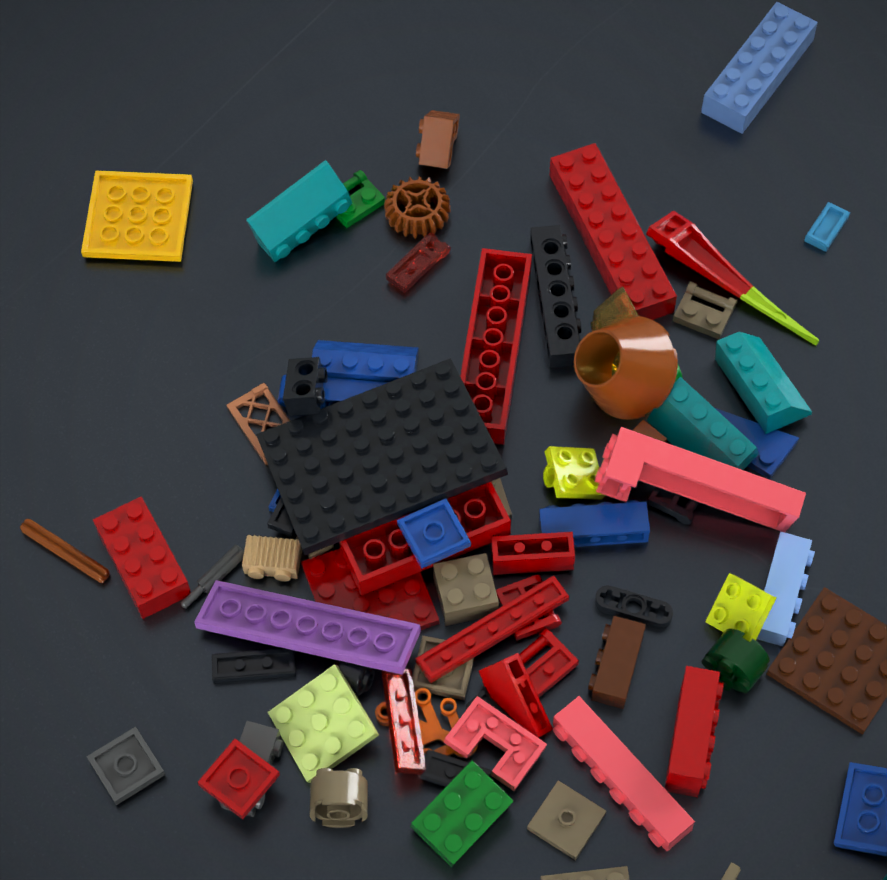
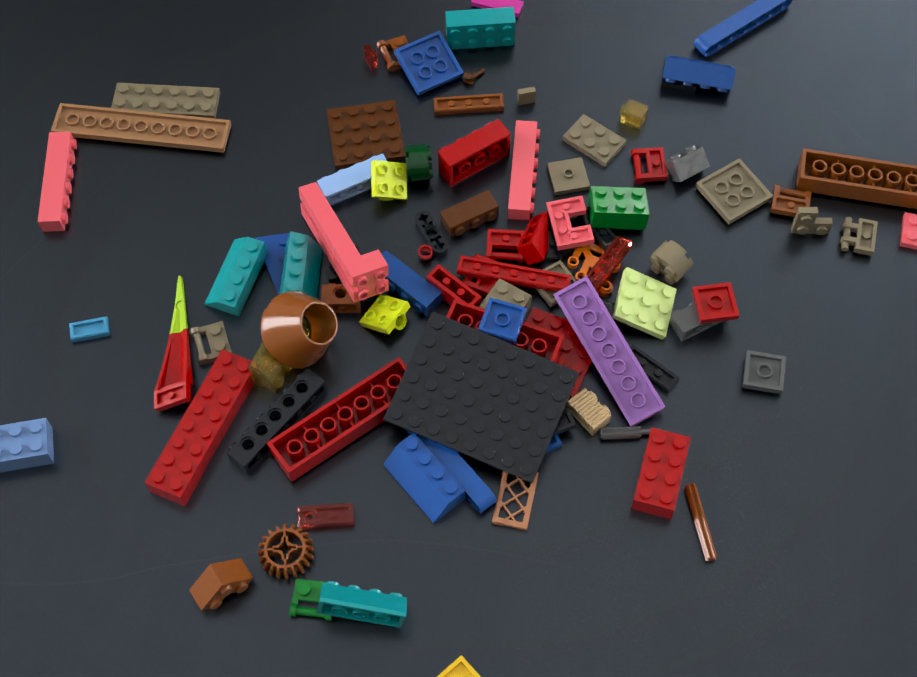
camera: 135 degrees left, 0 degrees up
(304, 386) = (484, 478): black brick -> none
(611, 574) = (427, 250): none -> red hinge
(781, 811) = (468, 104): none -> dark orange tile
(822, 847) = (470, 78): none -> reddish brown hand

